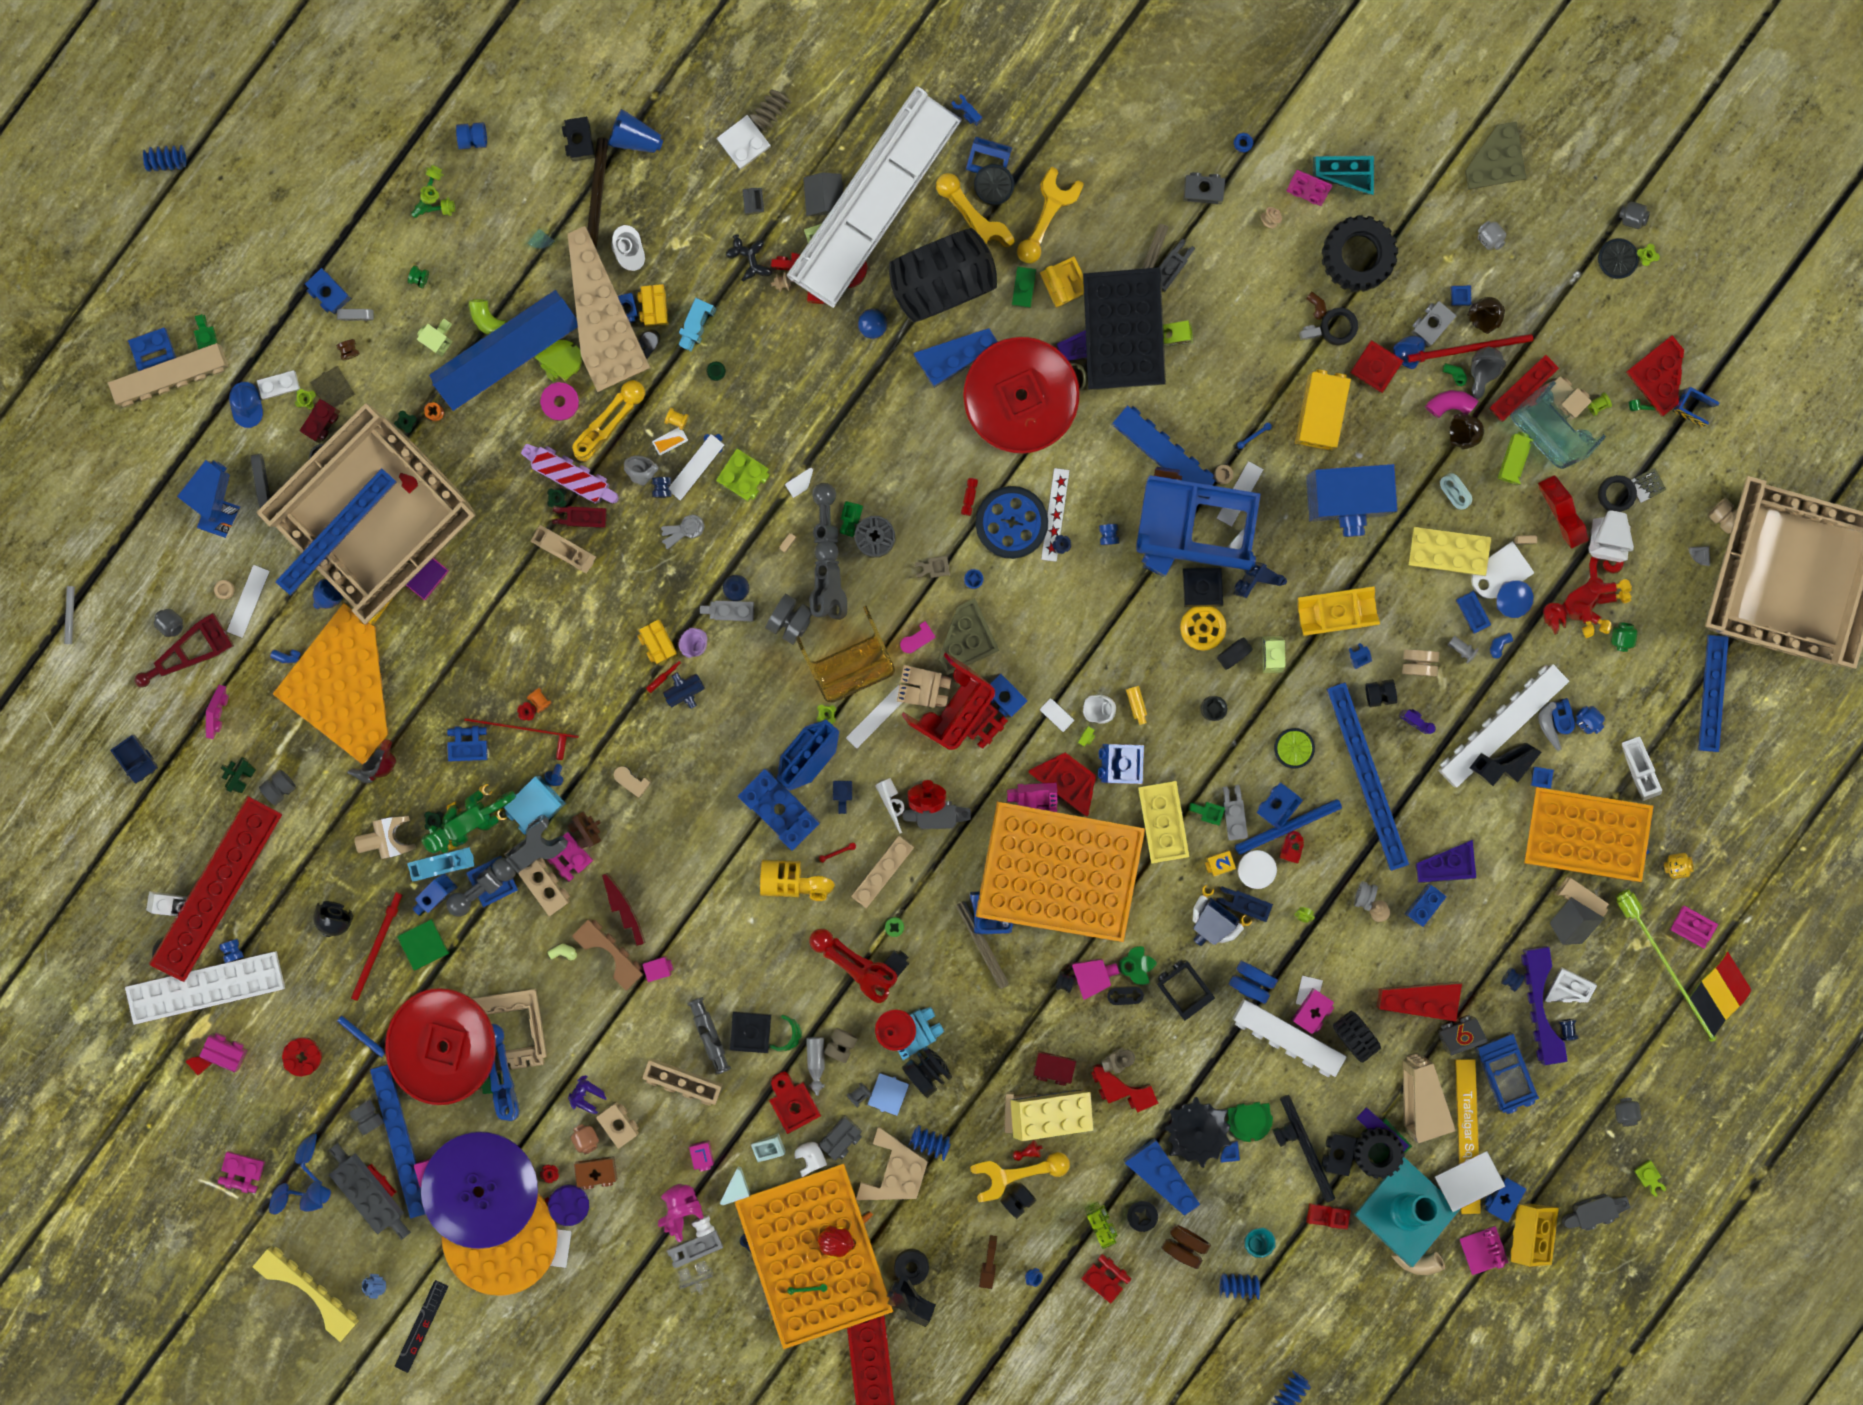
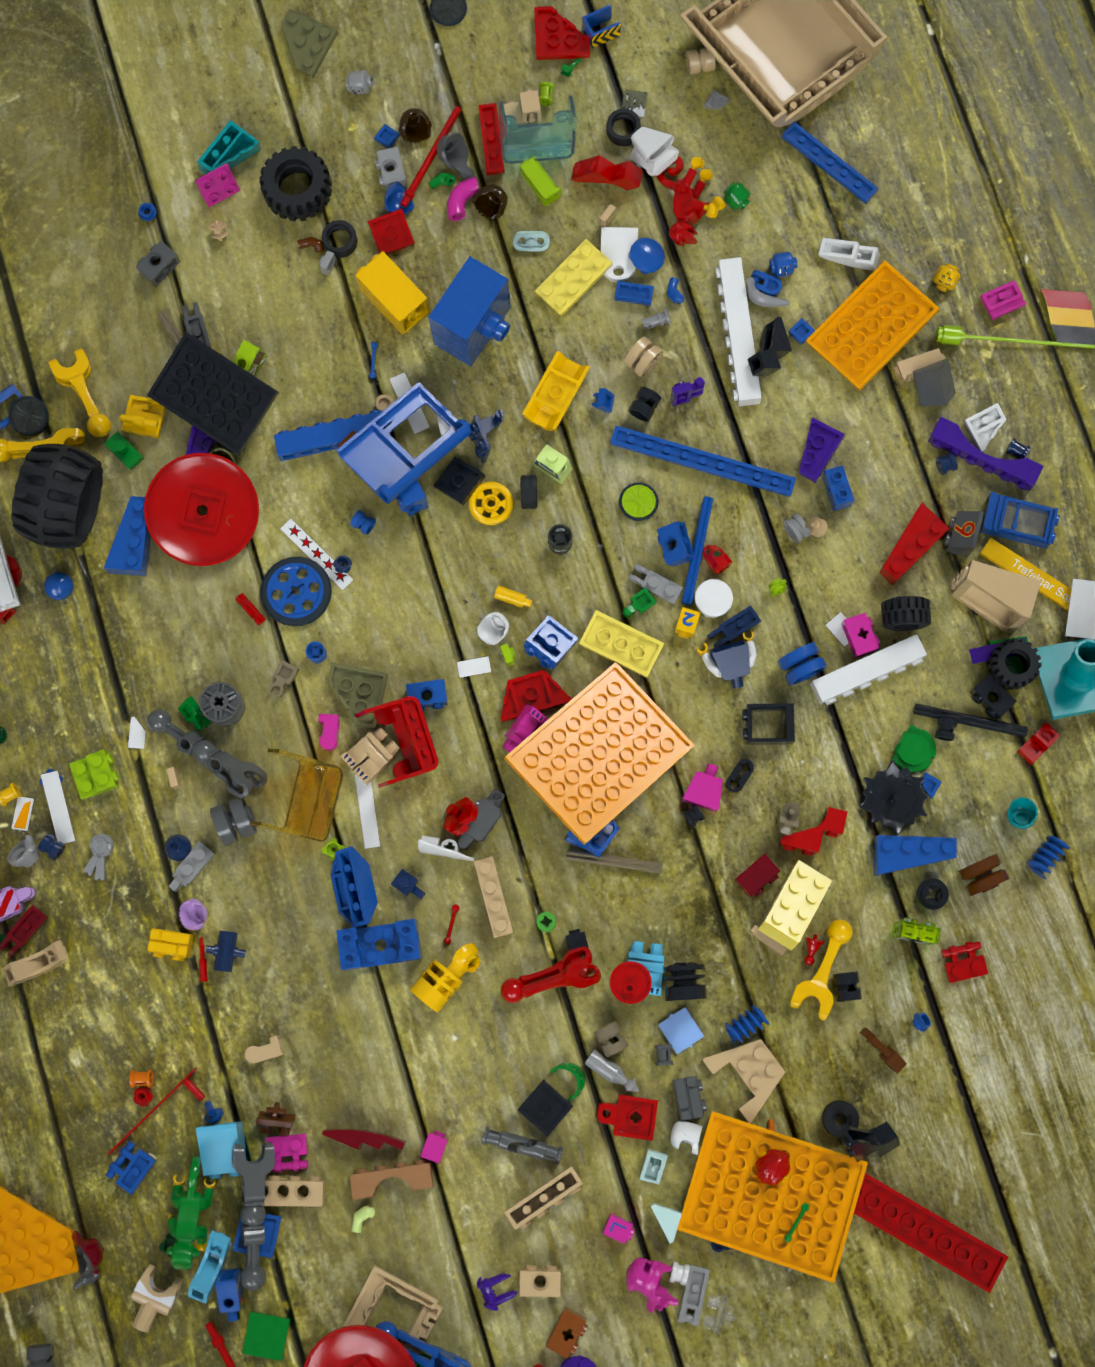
camera: 45 degrees left, 10 degrees down
(584, 1139) = (531, 1320): nougat head -> none
(985, 718) = (433, 726): red plate -> none
(1140, 965) = (724, 746): green plate -> none

